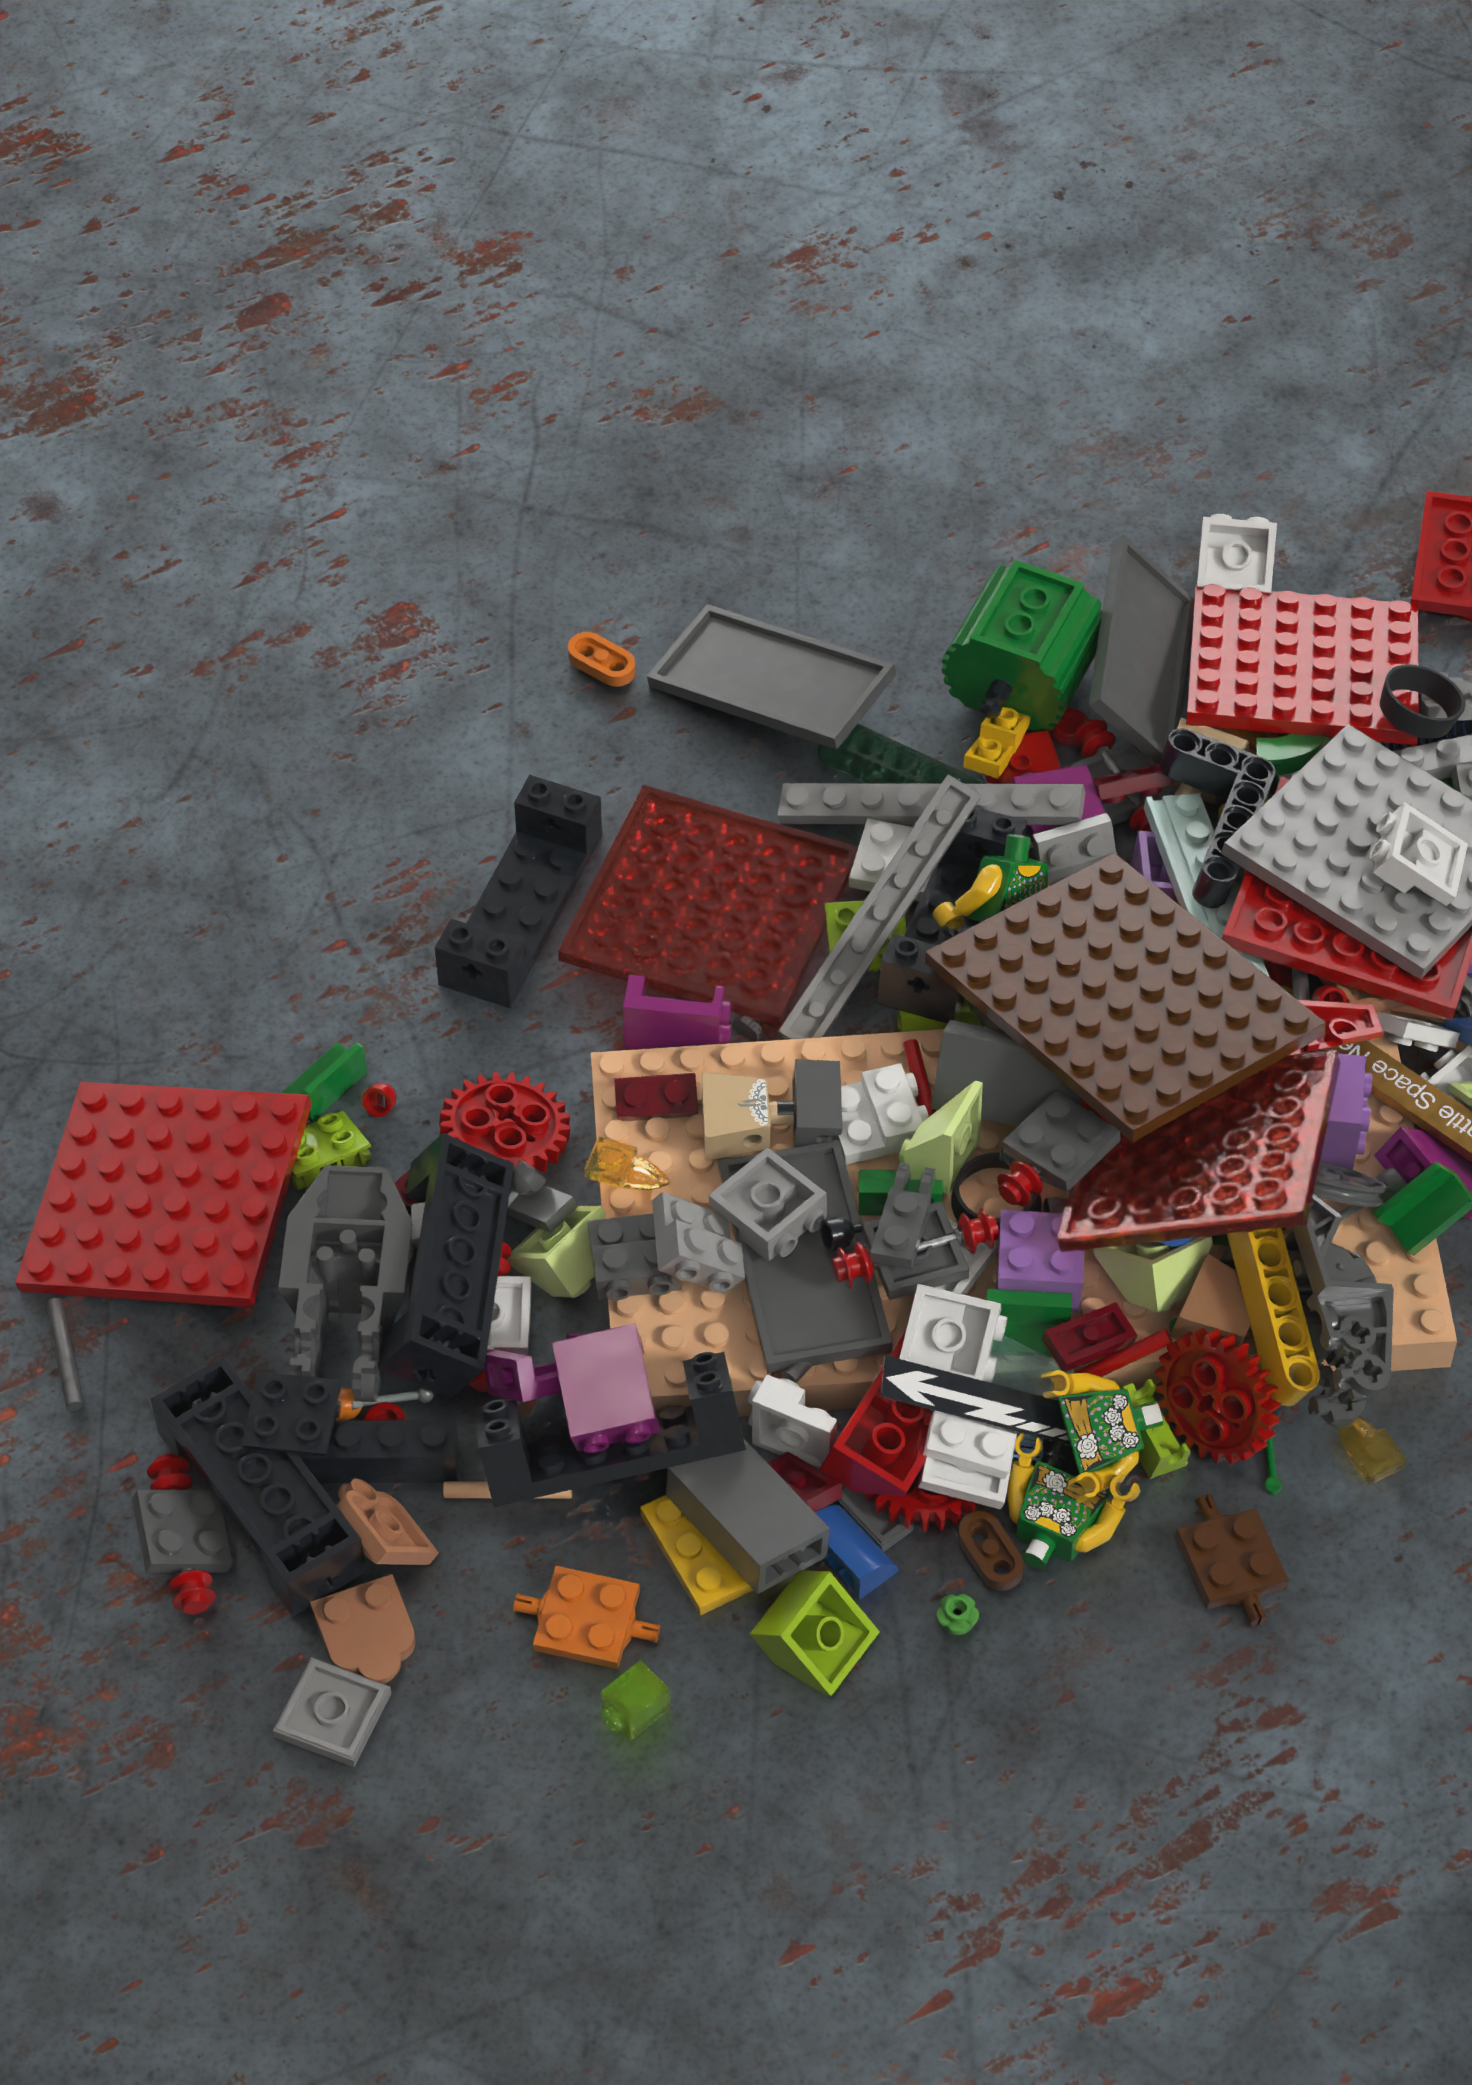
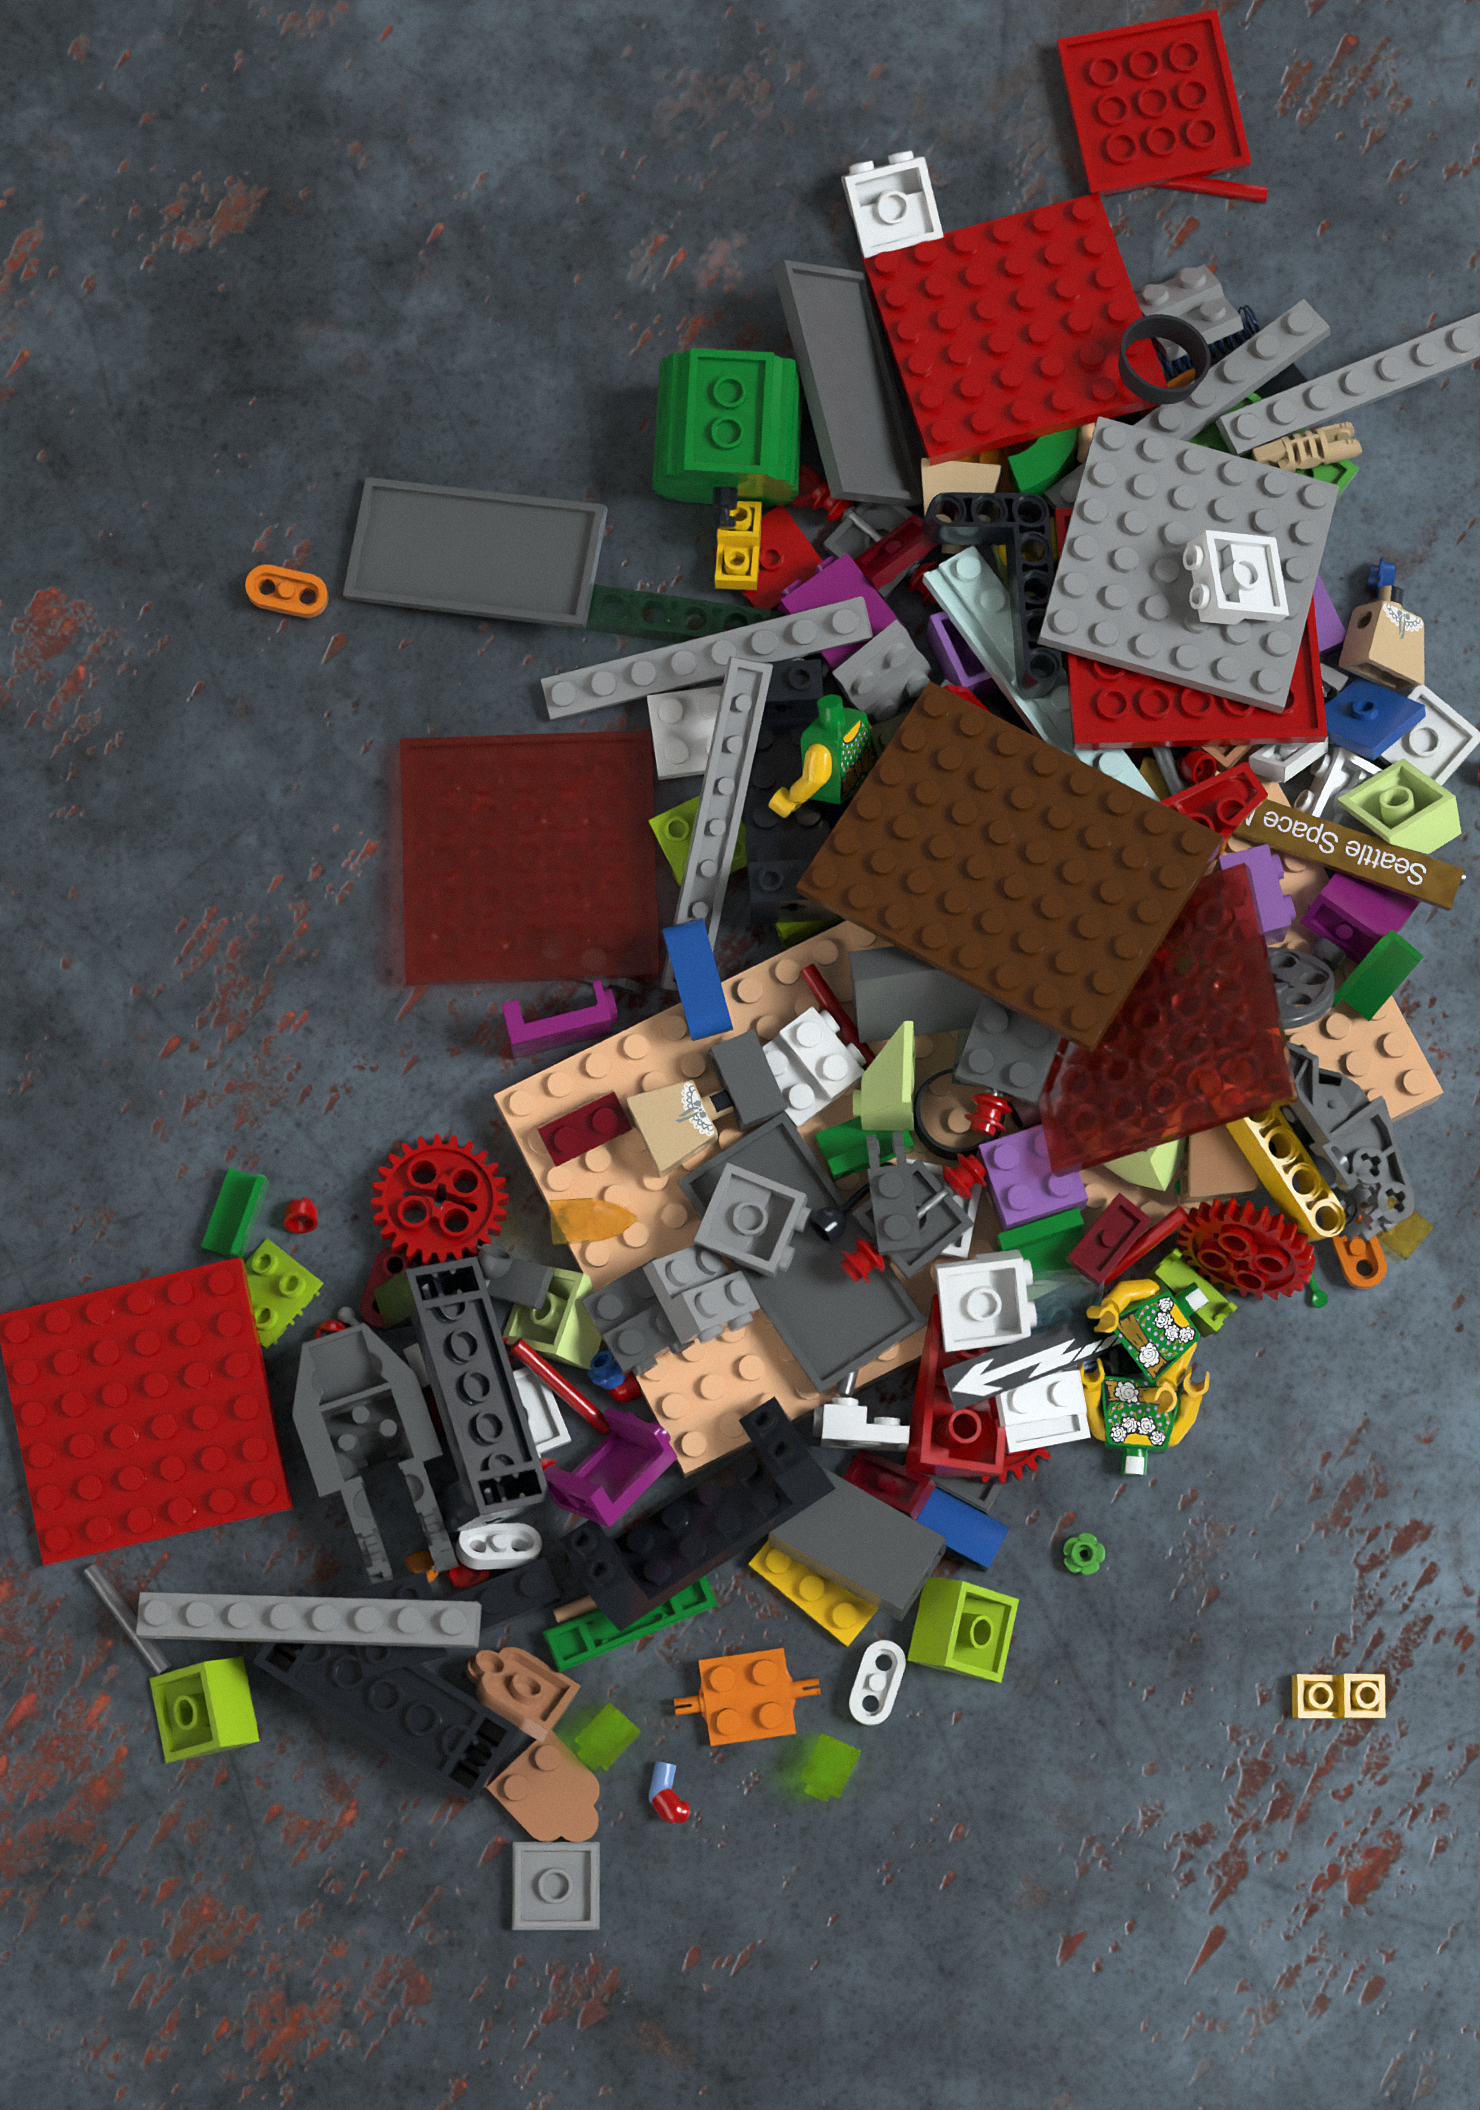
camera: 25 degrees left, 25 degrees up
(93, 1443) = (204, 1709): none -> lime slope
(182, 1533) = (334, 1768): dark grey plate -> none
(219, 1377) = (309, 1620): none -> light grey plate
(413, 1402) = (496, 1546): none -> white plate
(440, 1600) = (606, 1738): none -> clear neon green brick
(468, 1671) = (663, 1797): none -> arm
(474, 1514) = (596, 1635): none -> green plate
(525, 894) = (335, 921): black plate -> none
(536, 1293) = (560, 1386): none -> red bar
(585, 1301) = (605, 1371): none -> blue plate
(595, 1321) = (627, 1391): none -> red hinge
(605, 1388) = (683, 1487): panel -> none
(710, 1650) = (877, 1683): none -> white plate
(809, 1016) = (697, 979): none -> blue beam
(992, 1553) = (1089, 1478): reddish brown plate -> none
(1153, 1828) = (1338, 1696): none -> yellow slope
(1231, 1559) = (1310, 1395): reddish brown plate -> none
(1324, 1455) = (1355, 1251): none -> orange plate

